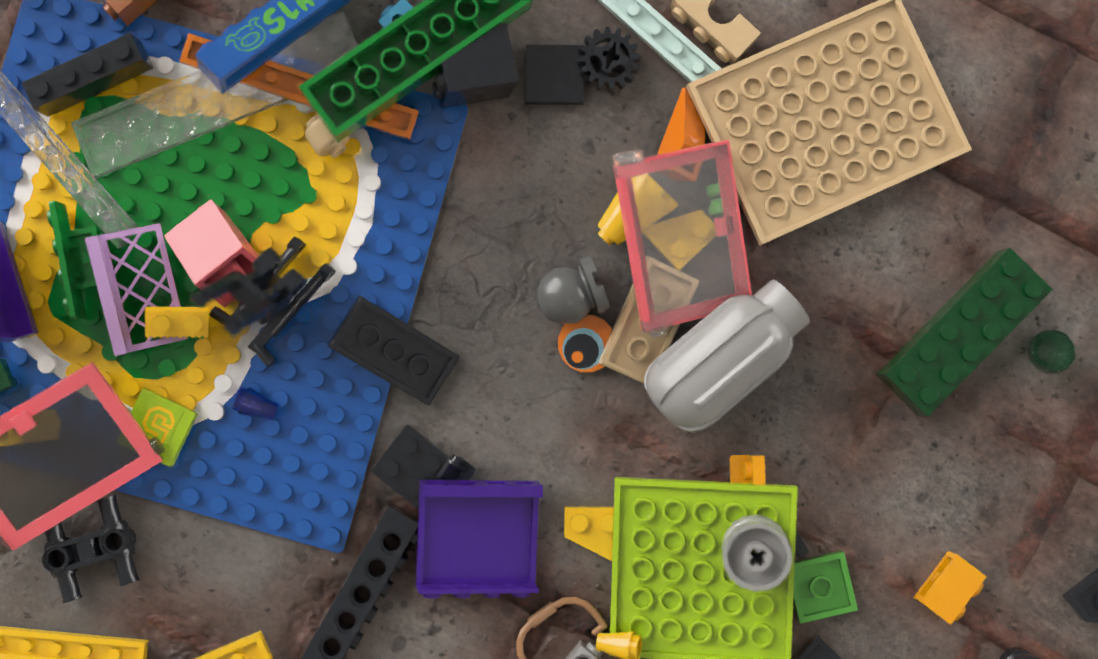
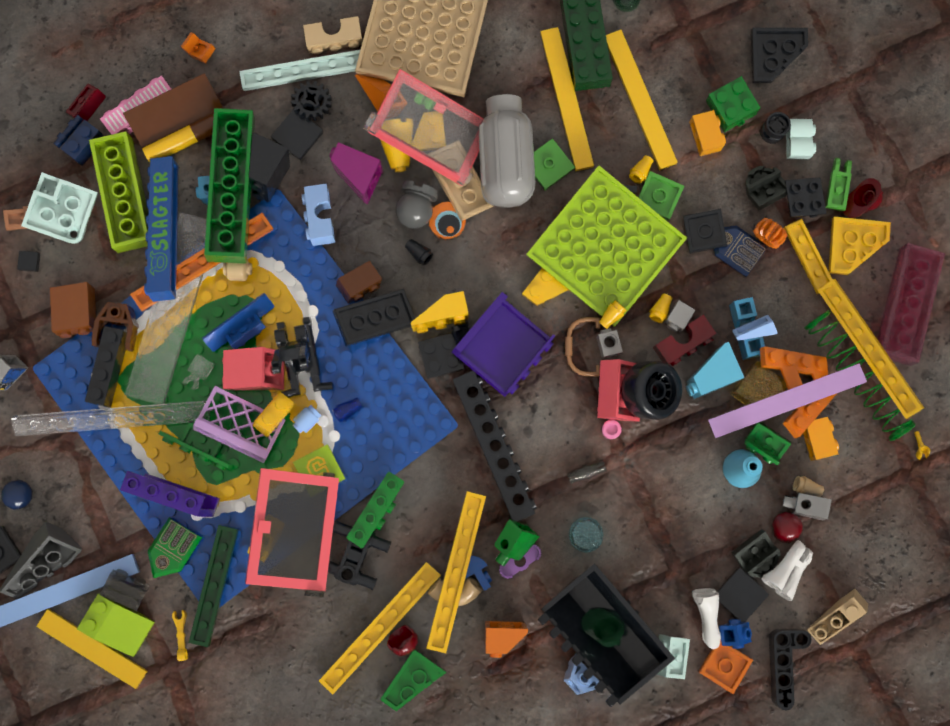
camera: 60 degrees left, 5 degrees down
(157, 535) = (376, 509): none -> green bracket
(161, 39) = (119, 315): none -> reddish brown piece
(171, 187) = (199, 369): none -> clear plate
(205, 364) = (306, 419): none -> light blue brick
(259, 196) = (241, 325): none -> blue bracket
(424, 297) = (359, 282): none -> reddish brown brick
(467, 433) = (445, 311): none -> yellow slope
(486, 162) = (320, 230): none -> light blue arch
(519, 340) = (419, 252): none -> black cone
(561, 185) = (357, 170): none -> magenta slope
(747, 469) = (572, 185): light orange bracket -> none
(758, 419) = (551, 164): none -> bright green plate
(761, 570) = (623, 199): light grey wheel -> none
(835, 539) = (640, 171): none -> yellow cone
(858, 374) = (566, 99): none -> yellow tile
(928, 469) = (640, 100): none -> yellow tile
(1014, 594) = (733, 104): none -> green brick

